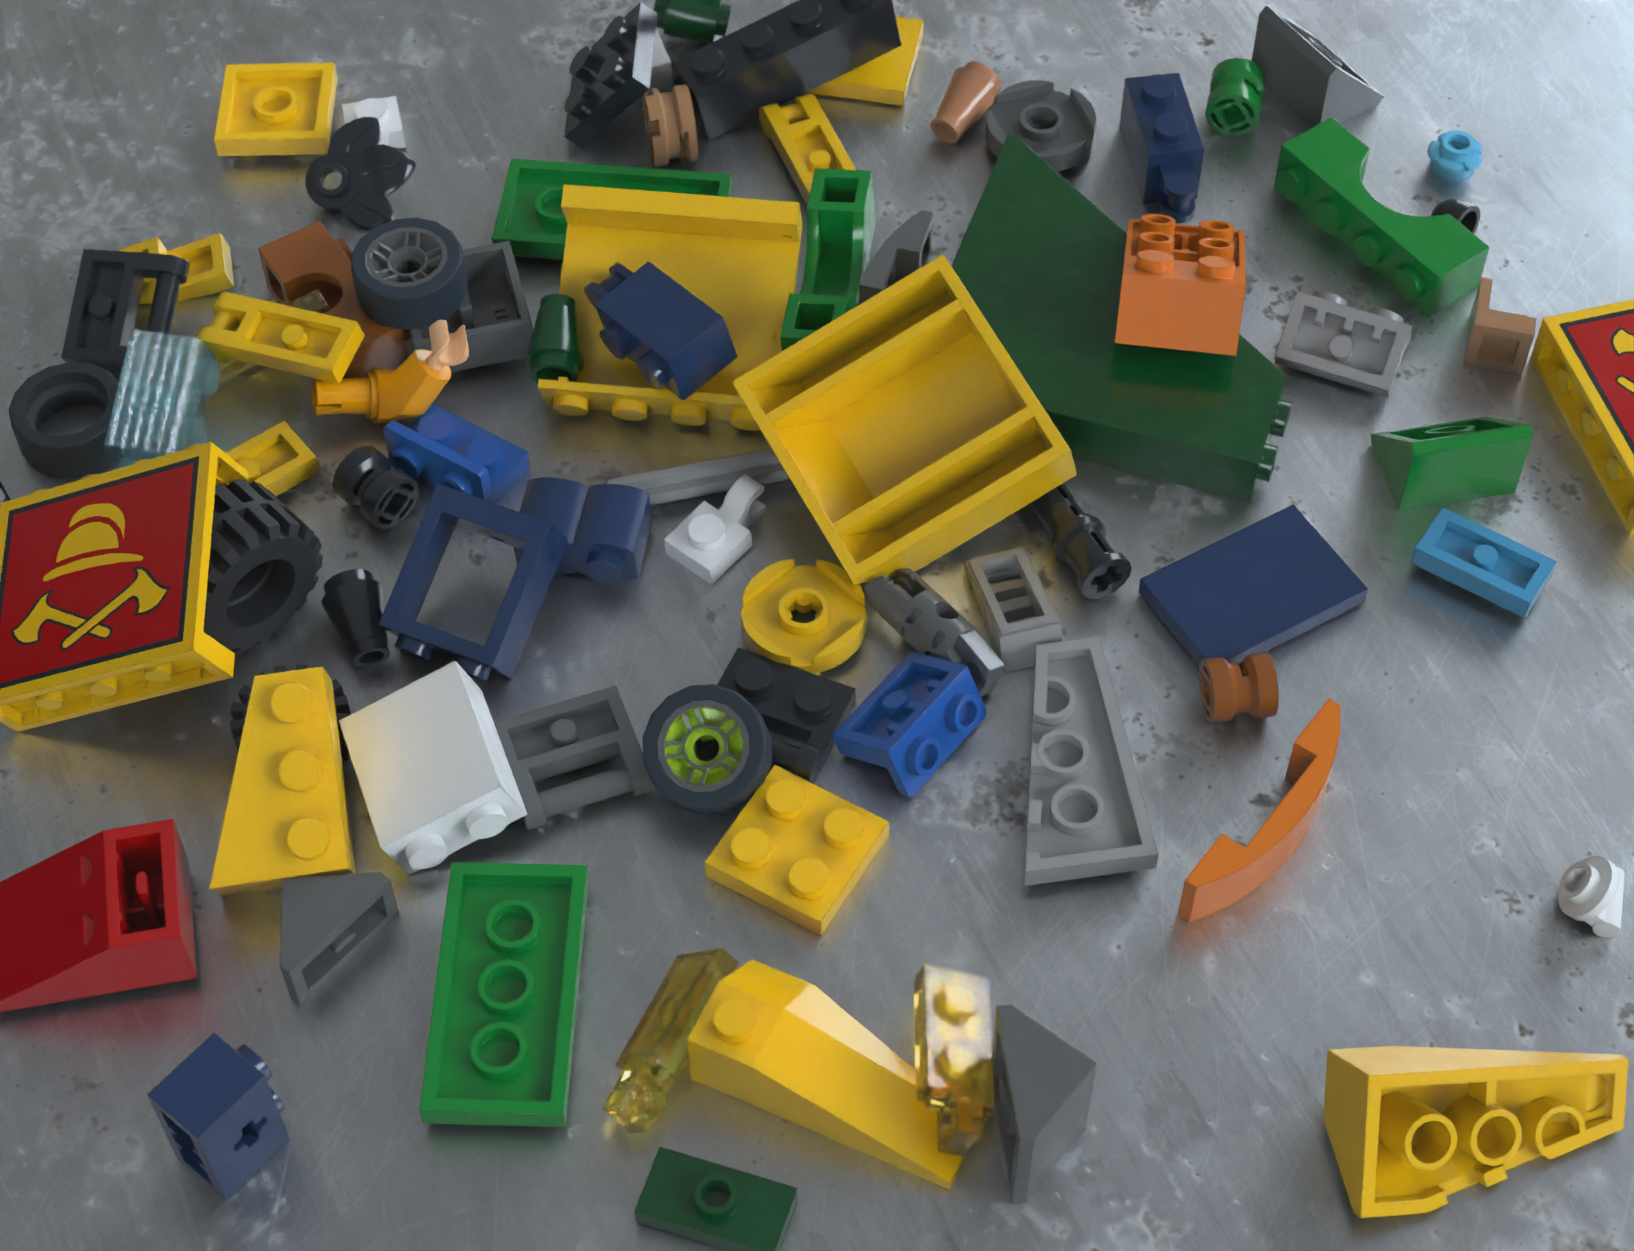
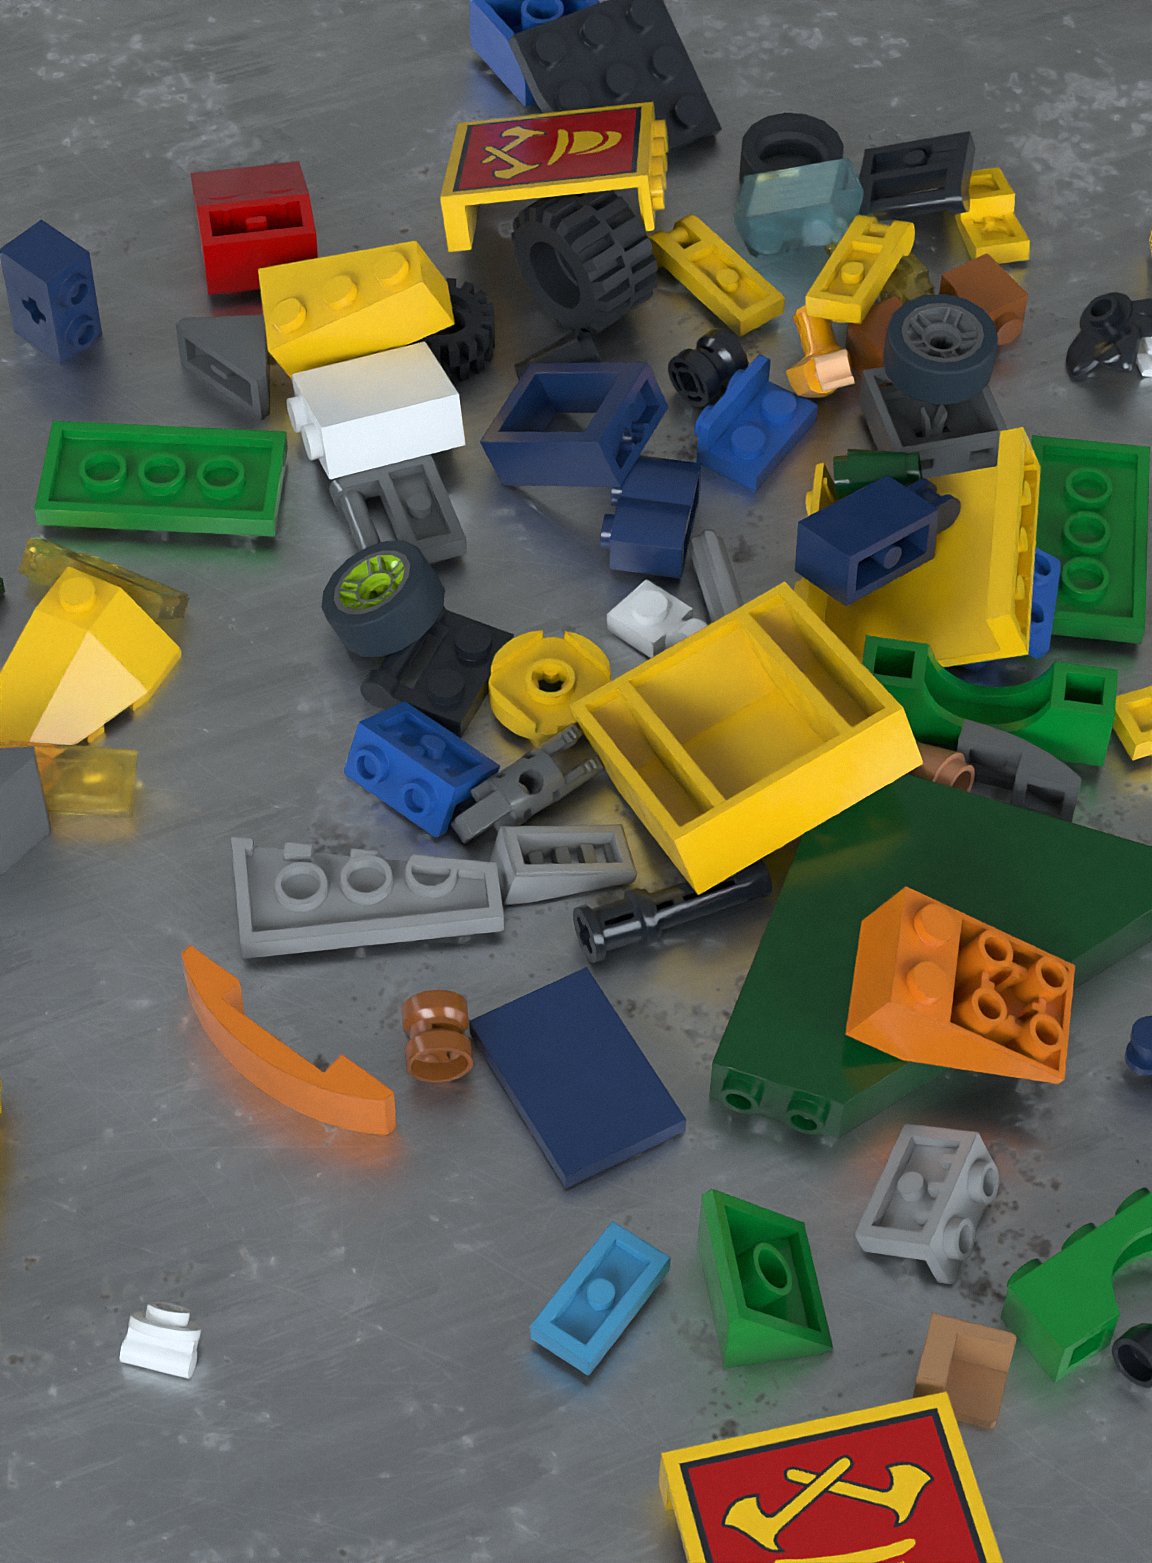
camera: 90 degrees right, 0 degrees up
(797, 849) = (290, 683): yellow plate -> none

